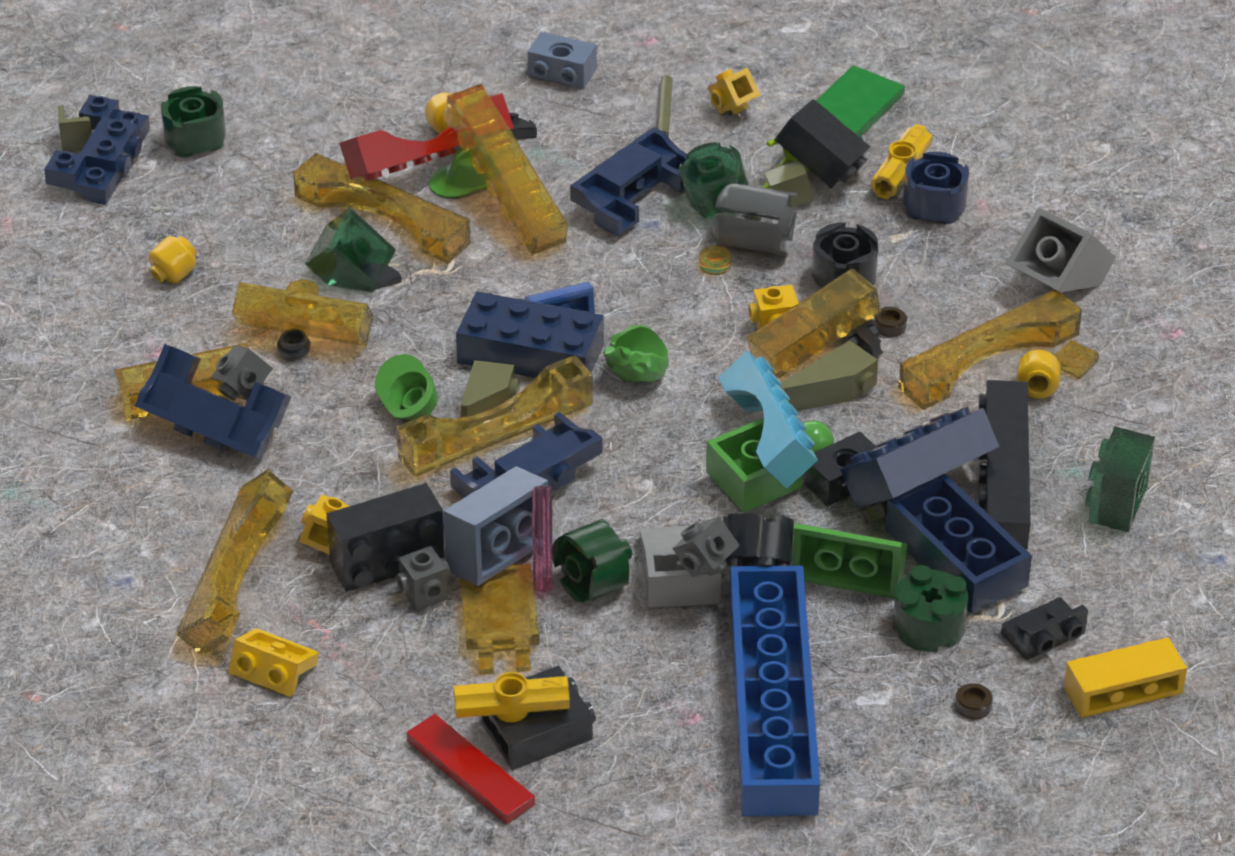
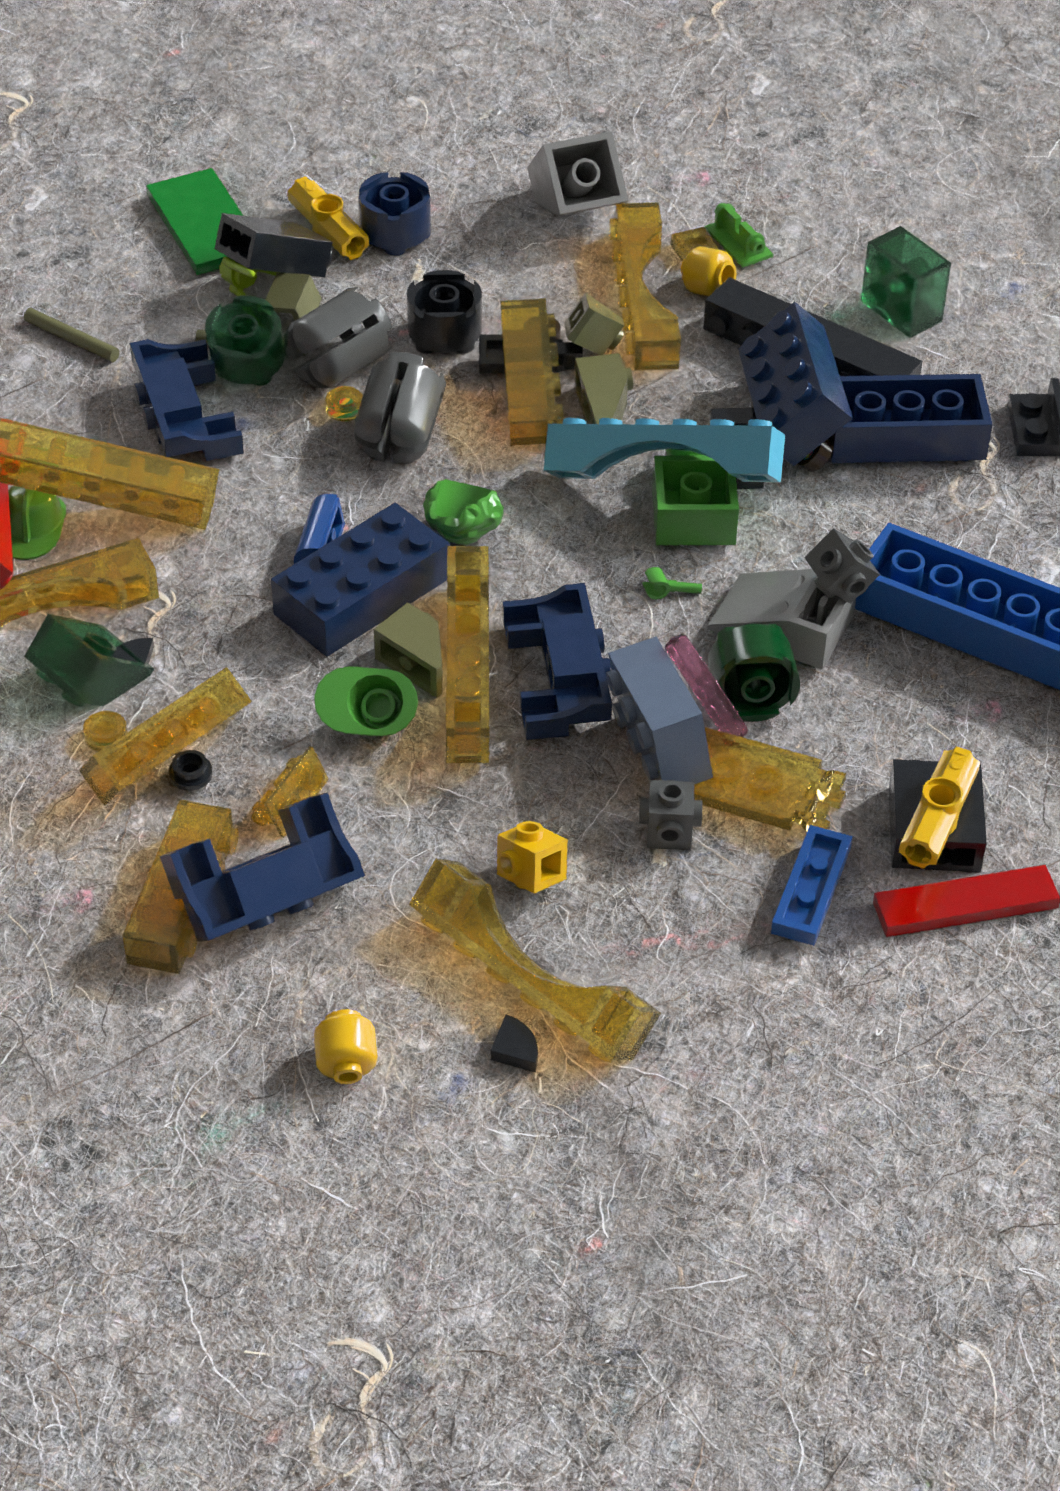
camera: 60 degrees left, 5 degrees up
(103, 509) = (345, 1046): none -> yellow head
(169, 590) = (515, 1045): none -> black tile
(239, 371) = (249, 819): dark grey brick -> none
(270, 661) = (702, 995): yellow bracket -> none
(312, 396) = (299, 780): none -> clear yellow hinge
(374, 534) = (601, 812): black brick -> none
(416, 677) = (811, 885): none -> blue plate
(663, 488) = (659, 586): none -> bright green hand
(711, 281) = (399, 410): none -> dark grey cylinder
(733, 91) = (115, 271): yellow brick -> none
(760, 540) = (816, 525): black brick -> none
(771, 303) = (476, 389): yellow brick -> none
(849, 560) = (876, 493): bright green slope -> none
(893, 332) = (594, 326): none -> olive slope
(930, 609) = (978, 476): dark green brick -> none
(1106, 376) = (737, 237): none -> bright green hinge

